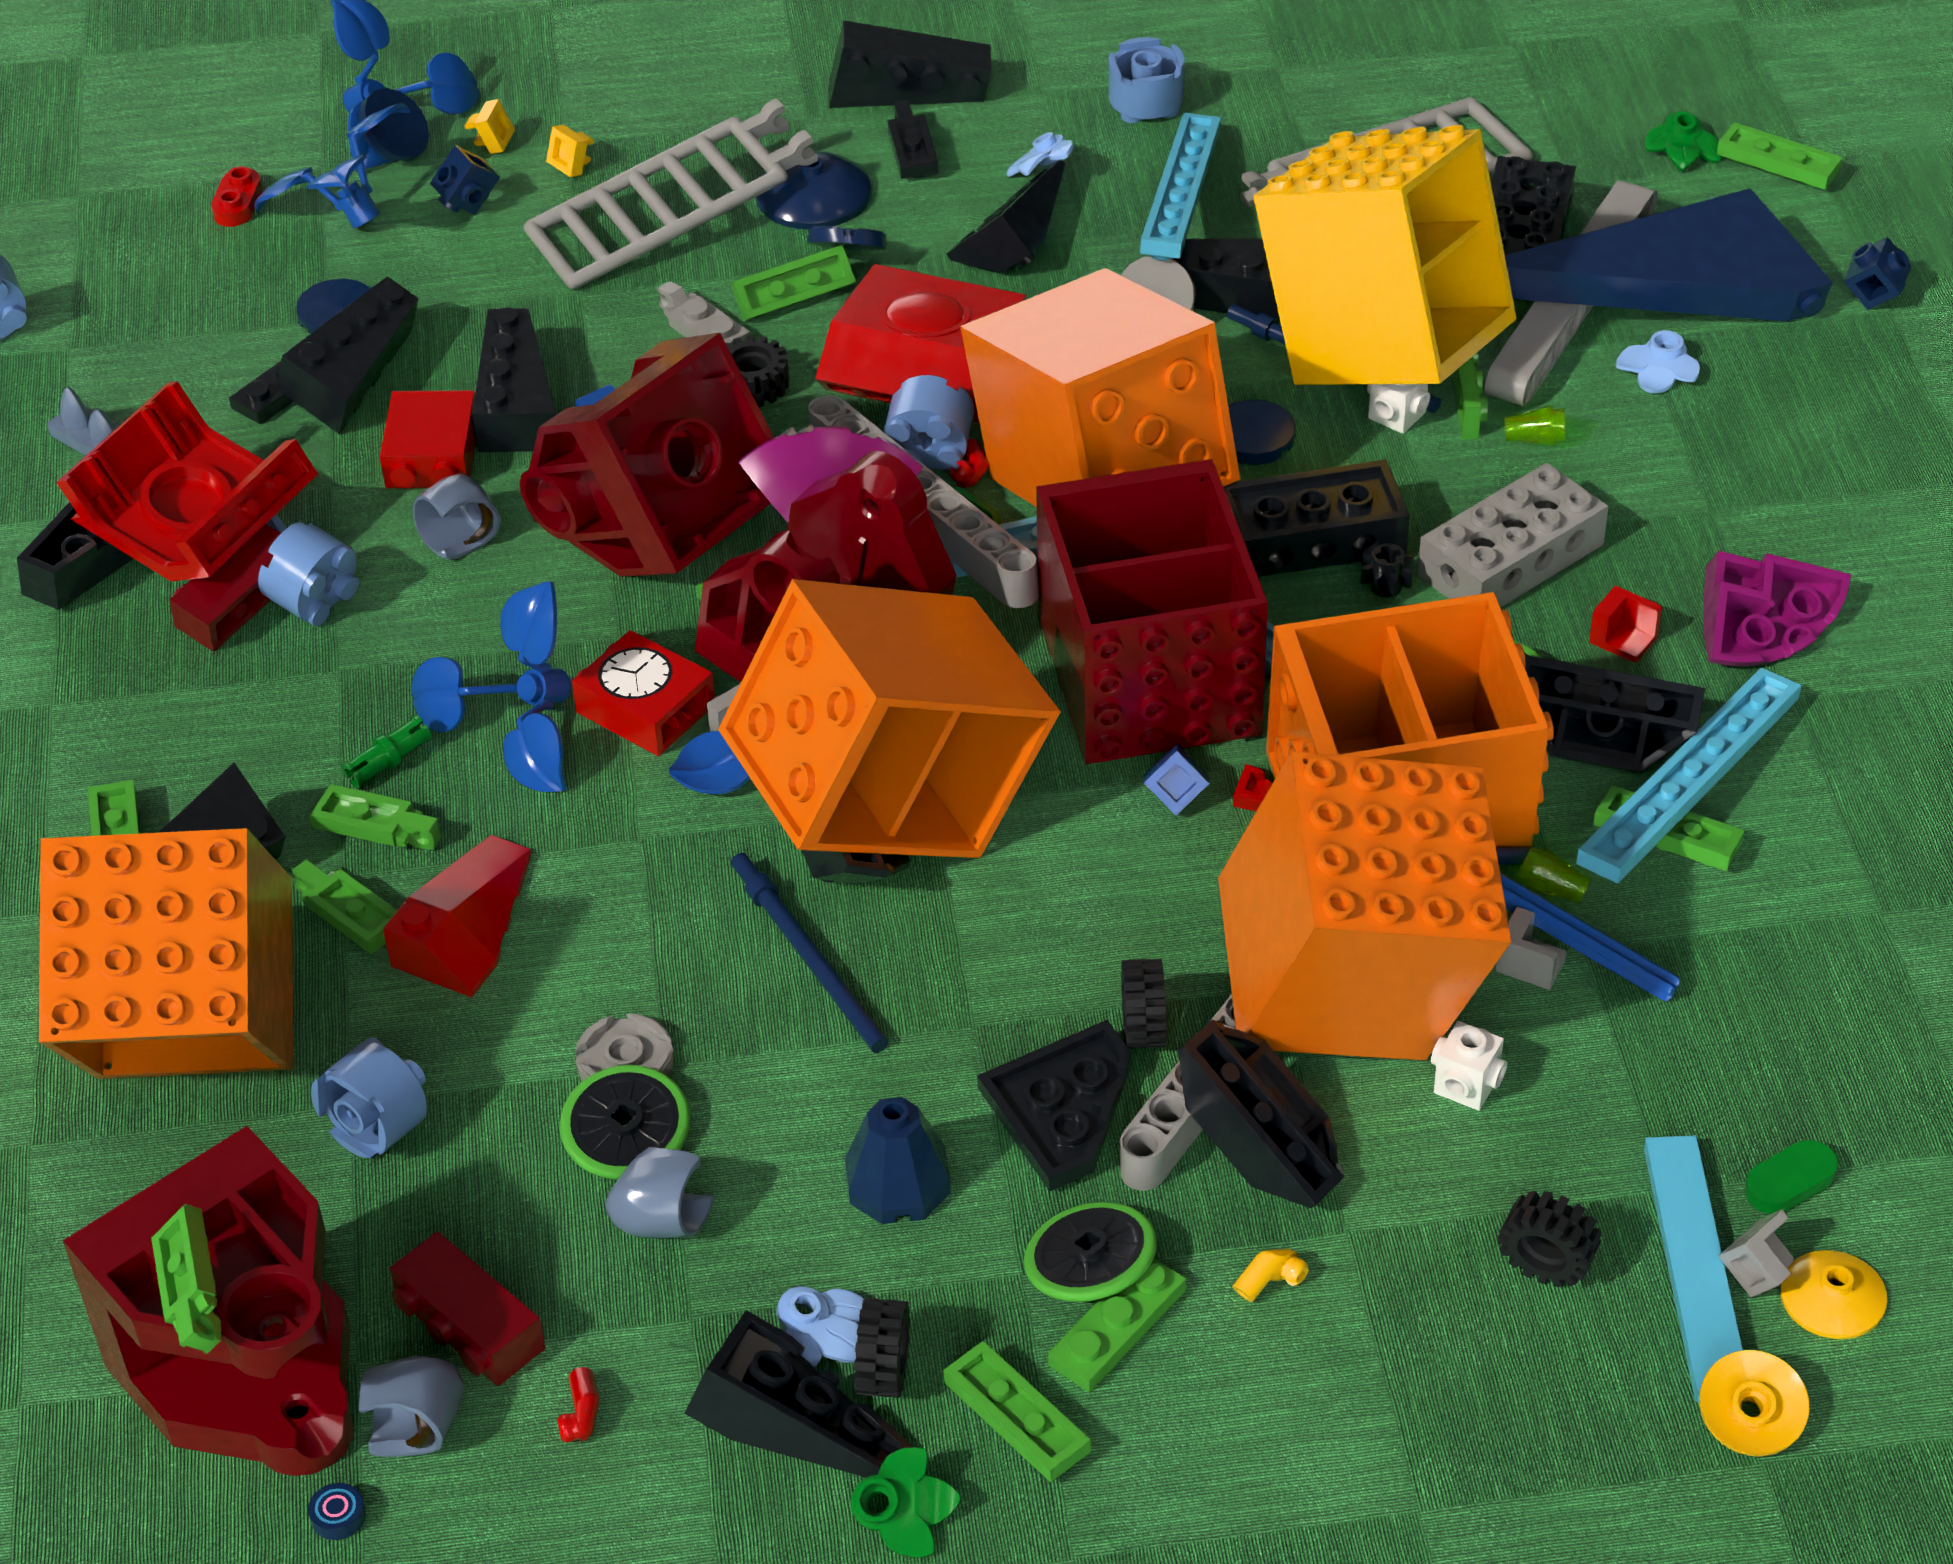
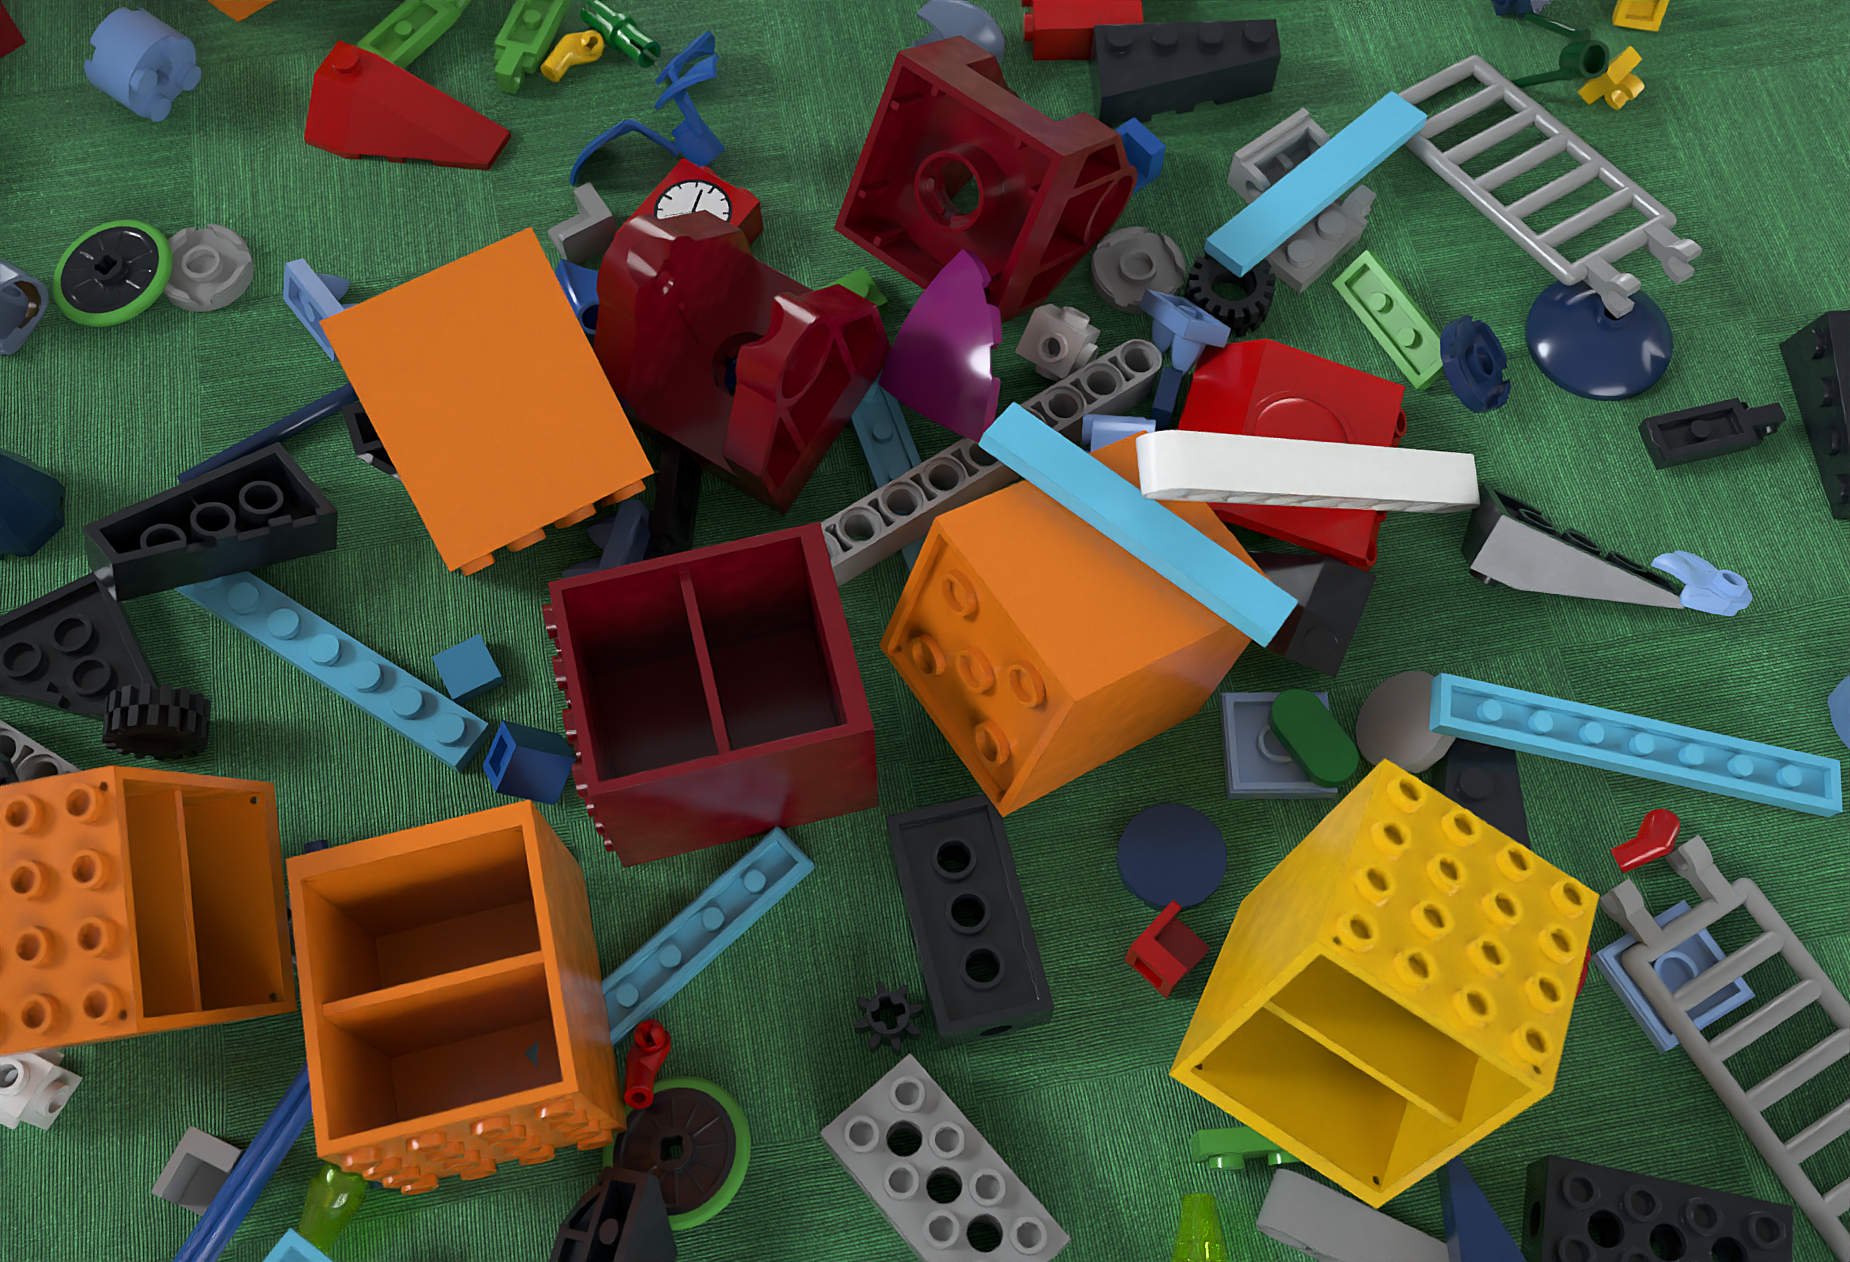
camera: 85 degrees right, 20 degrees up
(399, 785) = (571, 51): none -> yellow arm
(568, 148) = (1578, 59): none -> dark green plant
(616, 334) = (1274, 155): none -> light grey hinge
(624, 767) = (588, 231): none -> light grey panel
(653, 297) = (1314, 184): none -> medium azure tile
(699, 947) = (314, 298): none -> medium blue tile
(809, 375) = (1183, 327): none -> medium blue tile
(864, 401) = (1166, 397): none -> dark blue tile
(951, 966) = (213, 527): none -> black wedge
(989, 269) = (1303, 473): none -> white beam
(1049, 943) = (344, 666): none -> medium azure plate
(1054, 313) = (1138, 524): none -> medium azure tile
(1084, 830) = (467, 670): none -> dark azure tile
(1241, 200) = (1653, 840): none -> red arm
(1329, 438) = (1166, 951): none -> red panel

